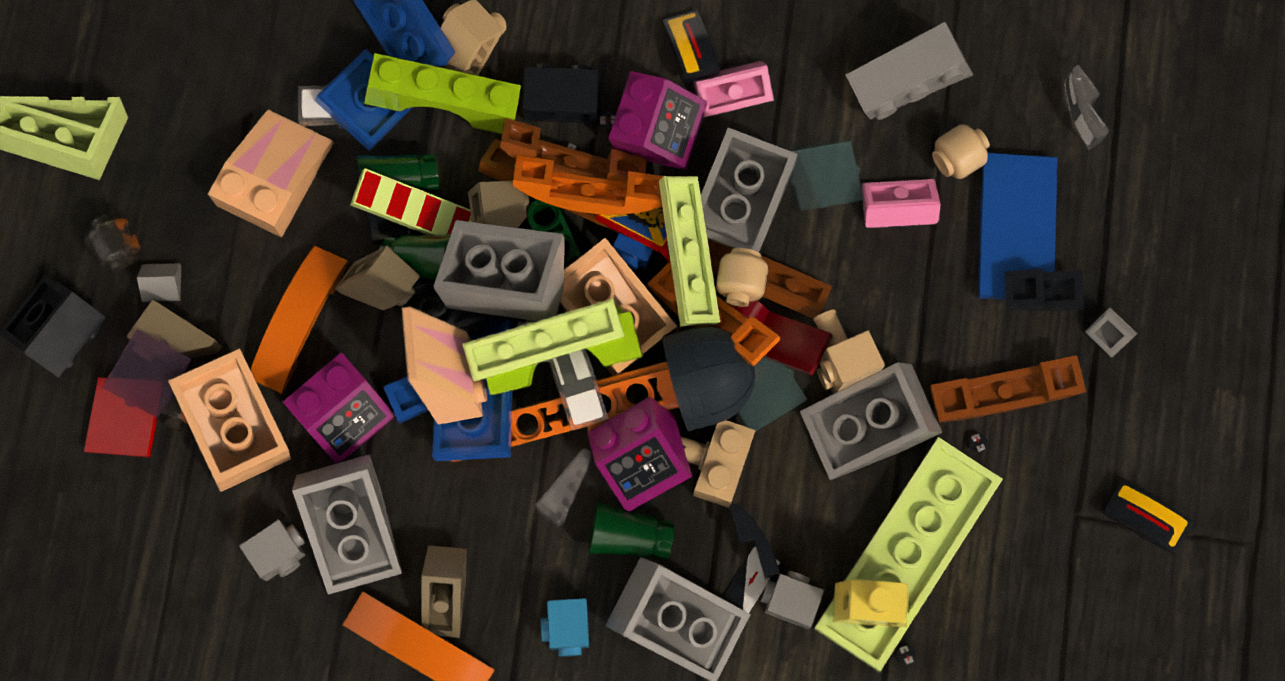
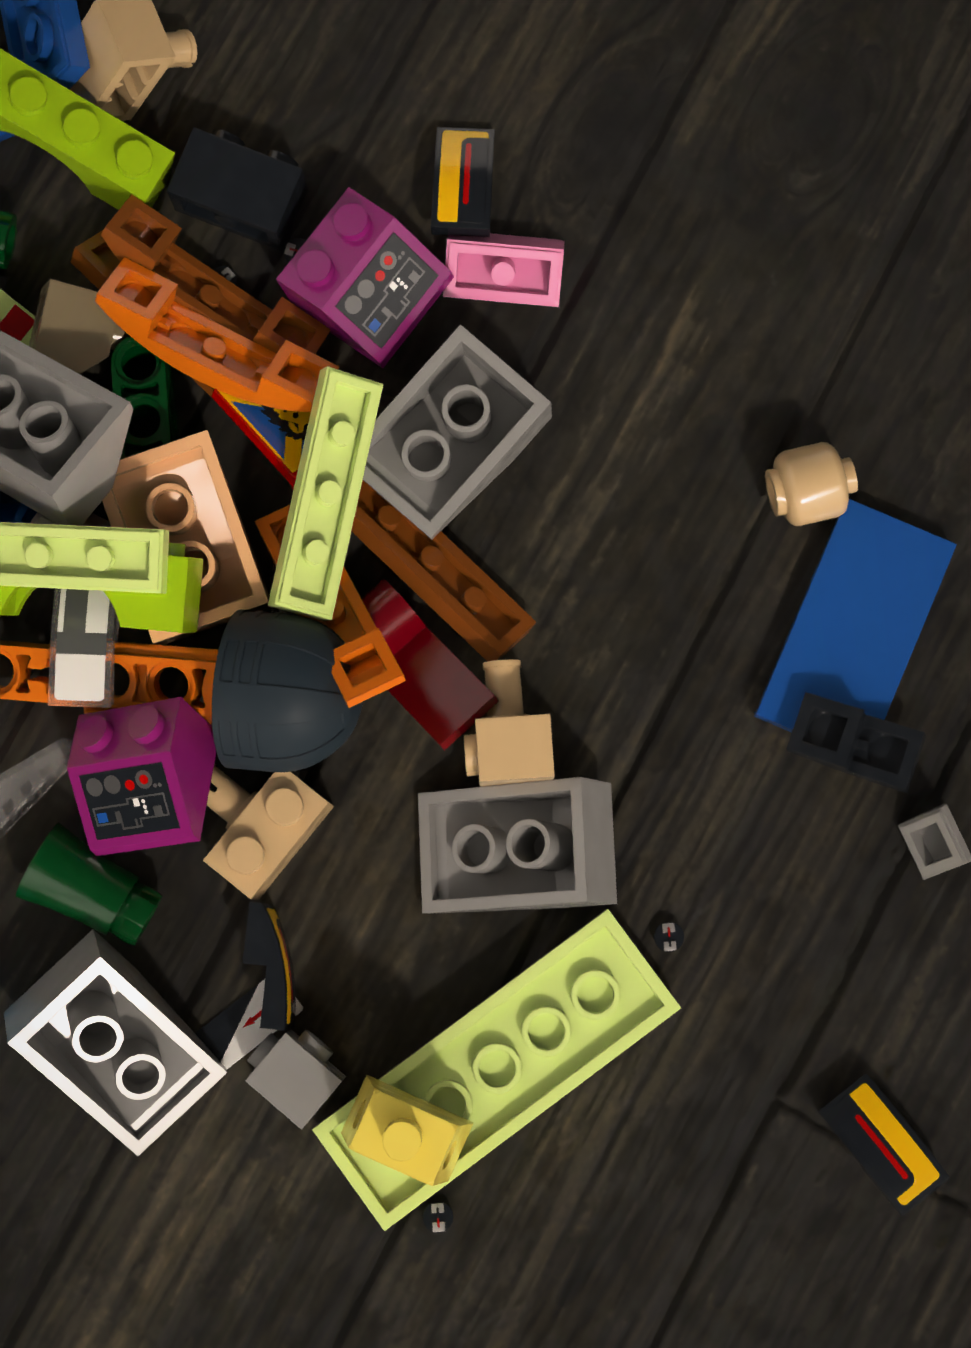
camera: 25 degrees right, 5 degrees up
(633, 252) = (251, 466): blue plate -> none
(742, 276) = (393, 562): tan head -> none
(772, 395) = (381, 753): clear light blue piece -> none
(826, 176) = (593, 450): clear light blue piece -> none
(900, 203) = (691, 530): bright pink slope -> none
(909, 72) = (778, 334): light grey wedge -> none
(1007, 390) = (741, 874): dark orange slope -> none

